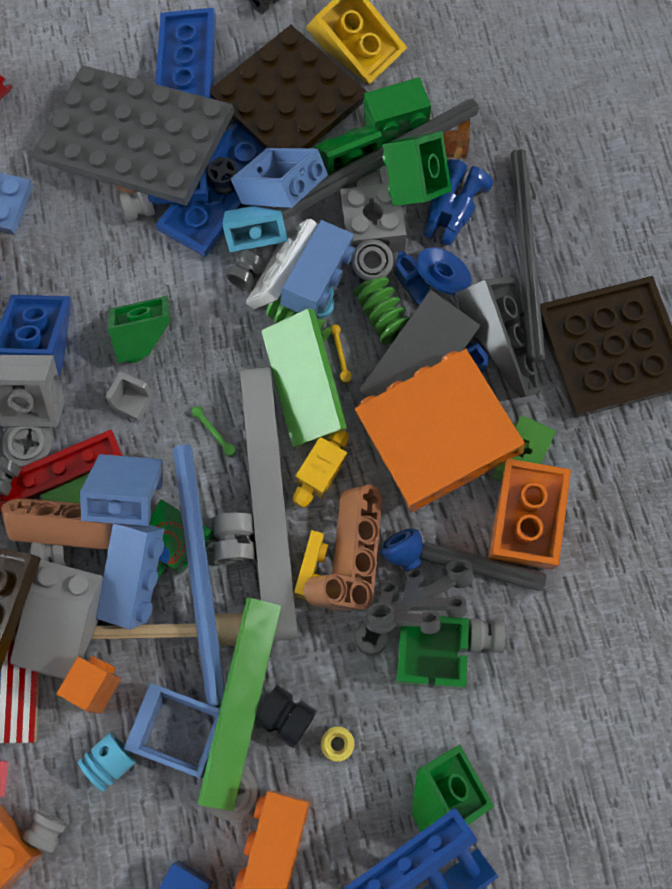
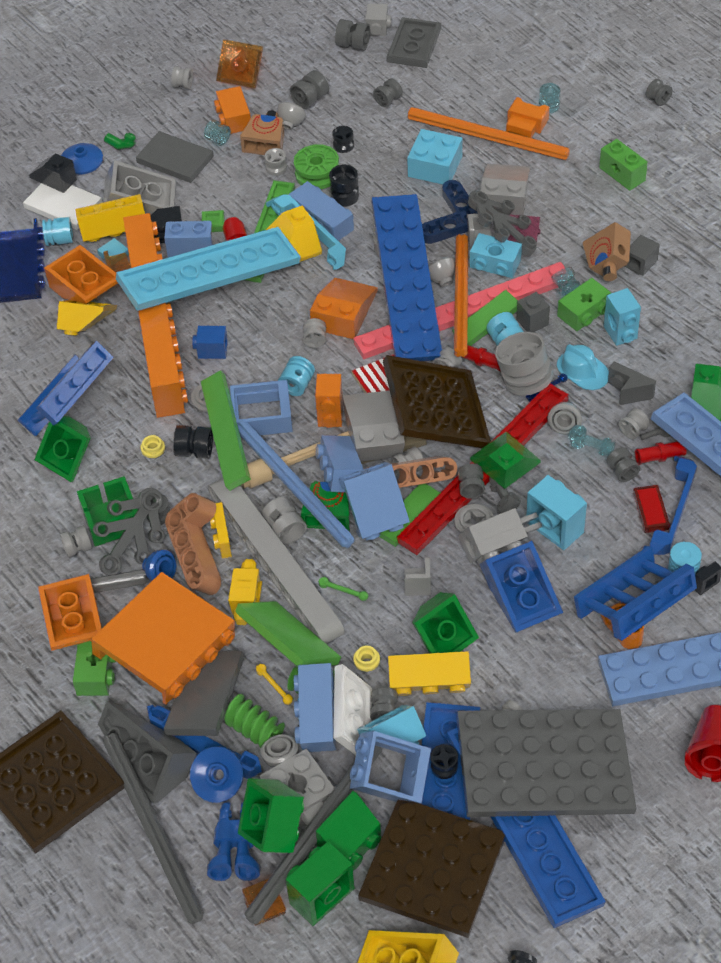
camera: 155 degrees right, 20 degrees down
(182, 280) = (429, 673): none -> yellow brick
(234, 326) = (363, 653): none -> light yellow plate

